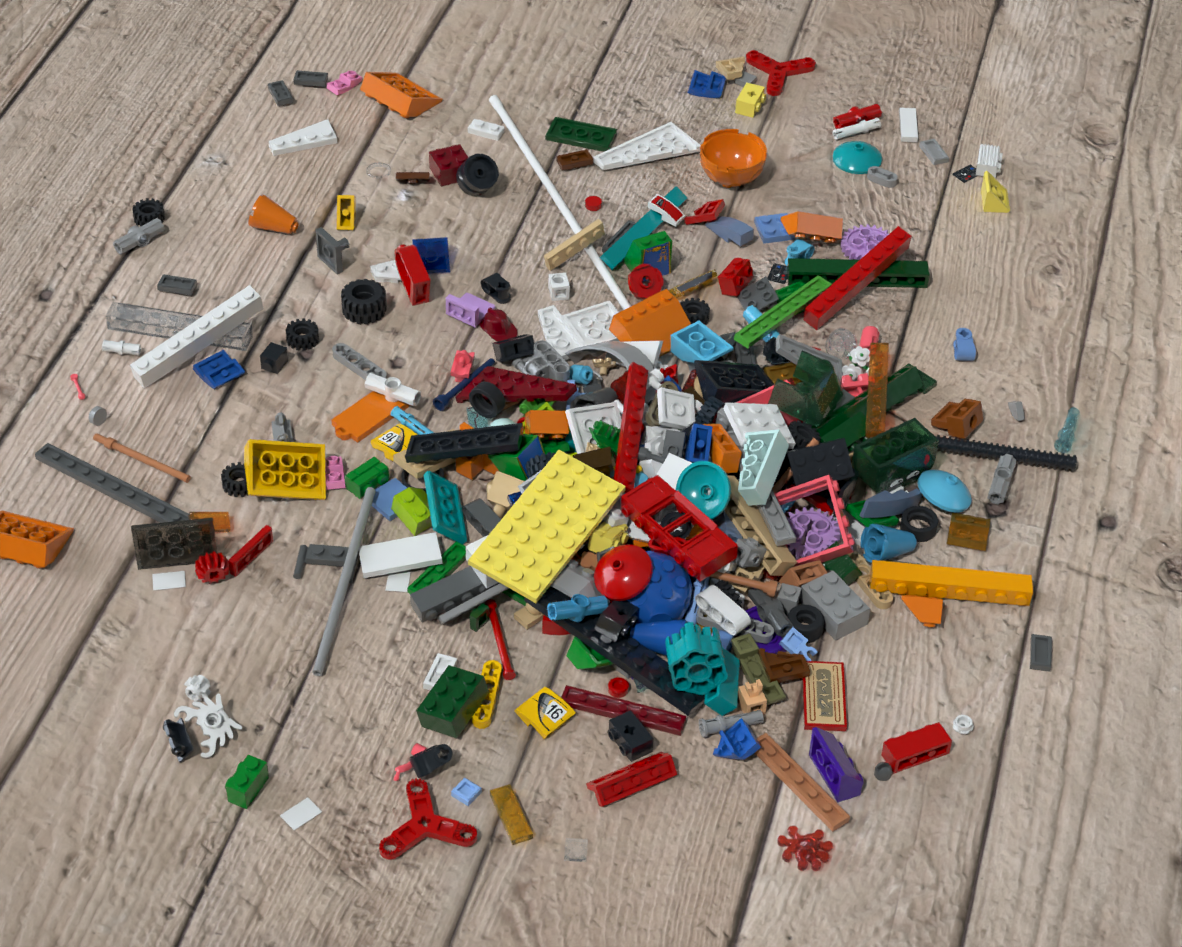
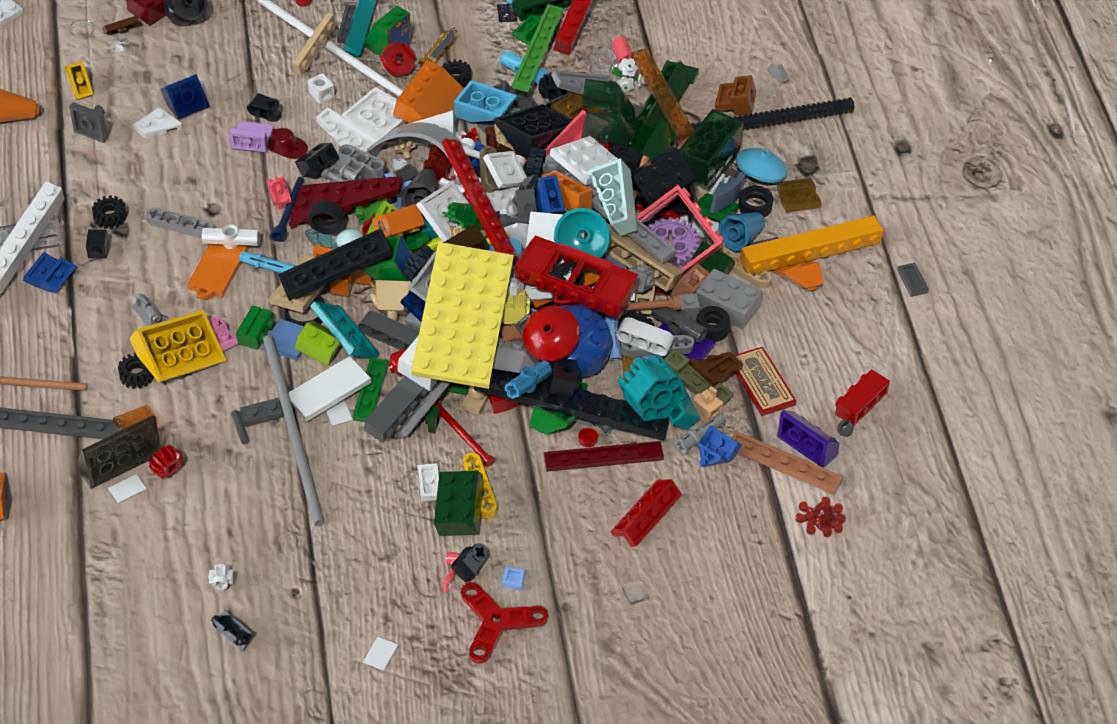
camera: 25 degrees left, 5 degrees up
(212, 721) = (254, 602): white animal -> none
(247, 781) = (319, 643): green brick -> none
(250, 550) = (190, 432): red tile -> none
(363, 301) = (150, 161): black tyre -> none
(393, 440) = (259, 284): slope -> none
(412, 274) = (183, 119): red window -> none
(511, 814) = (563, 583): clear yellow plate -> none
(545, 712) = (539, 482): yellow slope -> none
(581, 374) = (393, 164): medium azure brick -> none
(630, 736) = (625, 476): black brick -> none
(653, 634) = (604, 378): blue cone -> none
(735, 276) = (475, 28): red brick -> none
(759, 295) = (503, 38): dark grey hinge -> none
(795, 643) = (716, 344): light blue plate -> none
(855, 387) = (639, 95): coral hips -> none
(963, 724) = (887, 364): white plate -> none
(964, 346) = (704, 29): medium blue piece -> none
(1001, 479) = (801, 139): light grey piece -> none
(1066, 434) = (831, 81): clear light blue pin -> none

